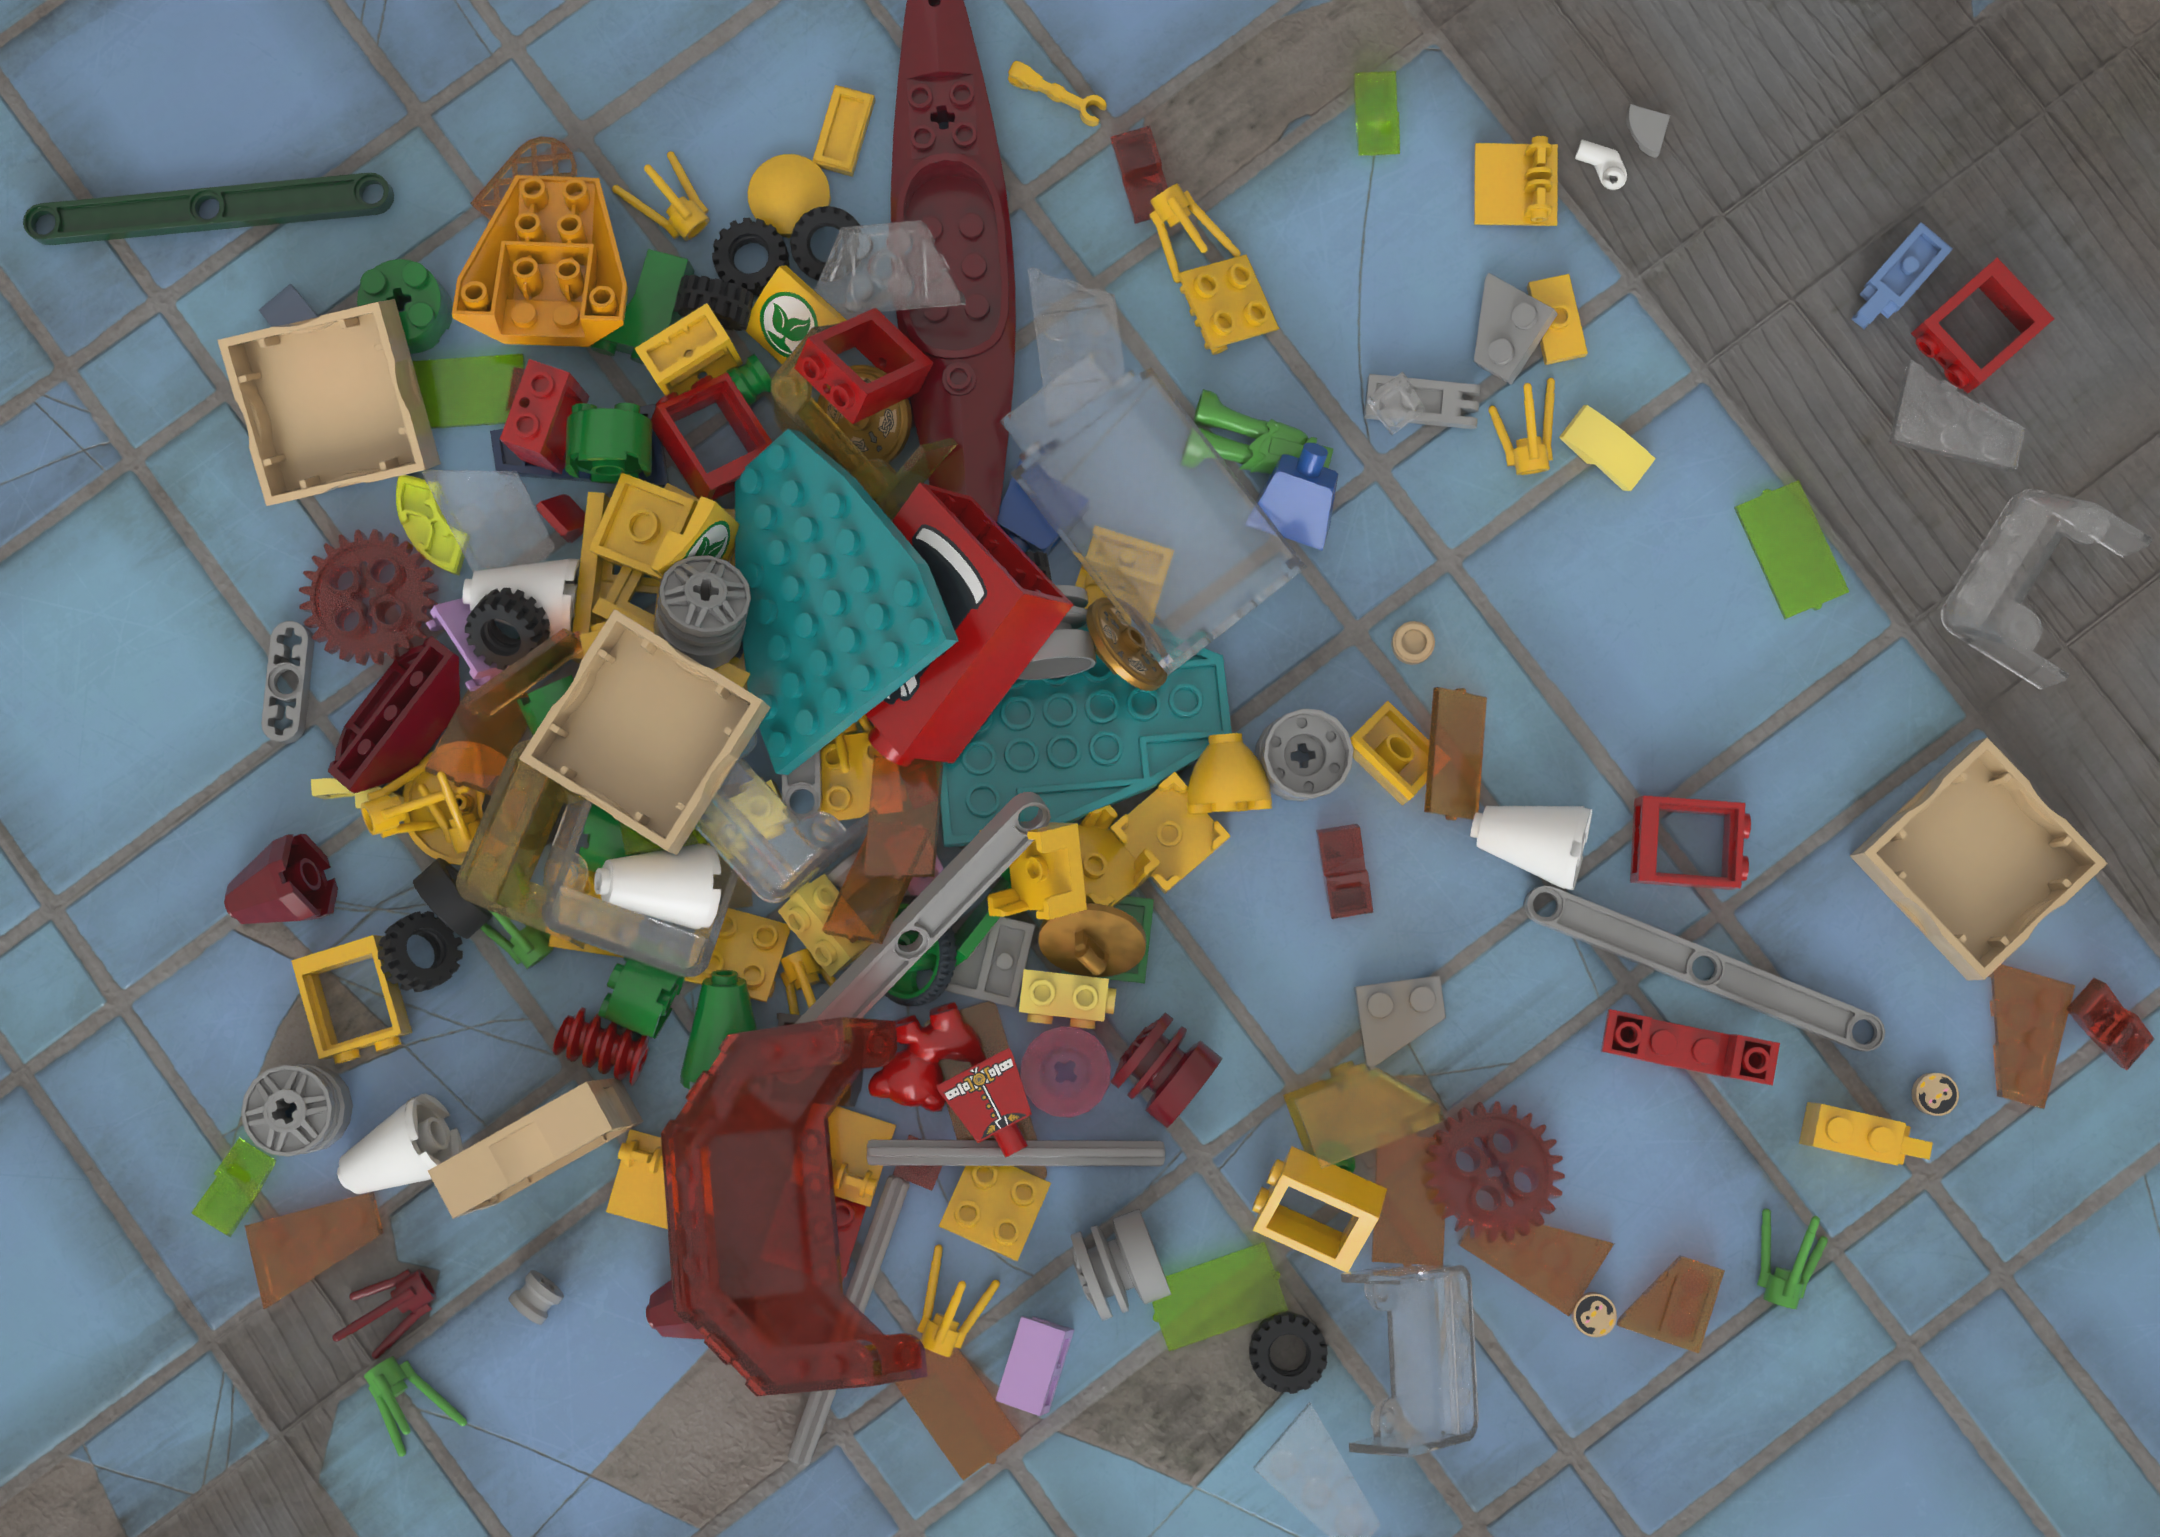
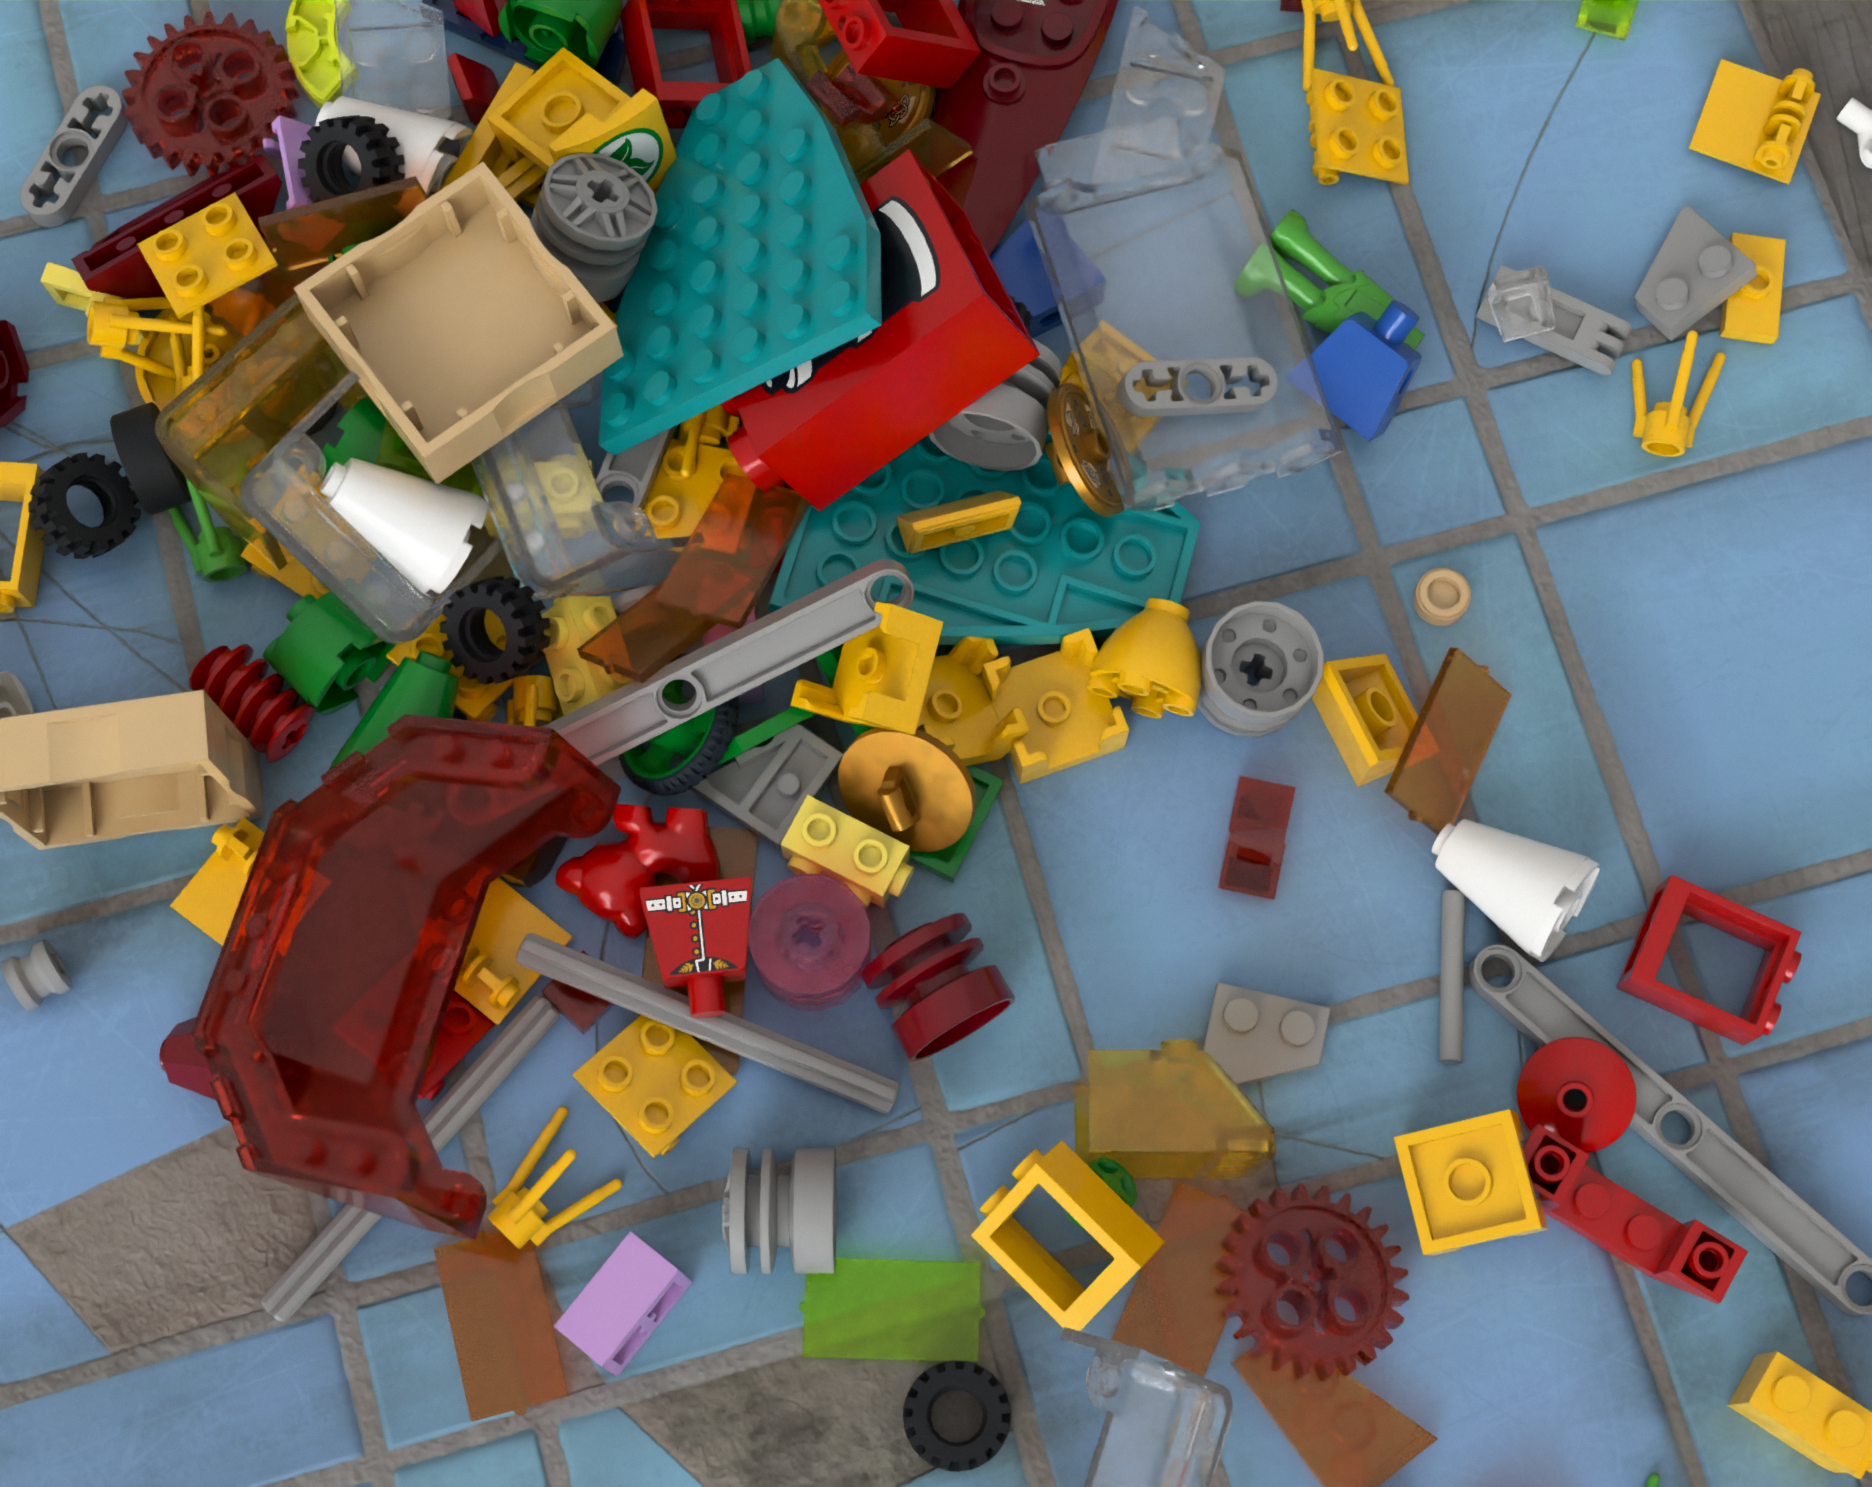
camera: 15 degrees right, 10 degrees down
(432, 738) = (207, 255): none -> yellow hinge
(747, 953) = (472, 644): none -> black tyre
(853, 441) = (853, 96): none -> clear red slope
(1051, 727) = (958, 520): none -> yellow slope
(1206, 537) = (1160, 403): none -> light grey beam
(1515, 919) = (1452, 977): none -> light grey bar
(1577, 1067) = (1469, 1182): none -> yellow panel
(1608, 447) = (1767, 452): light yellow slope -> none
(1628, 954) = (1583, 1066): none -> red dish

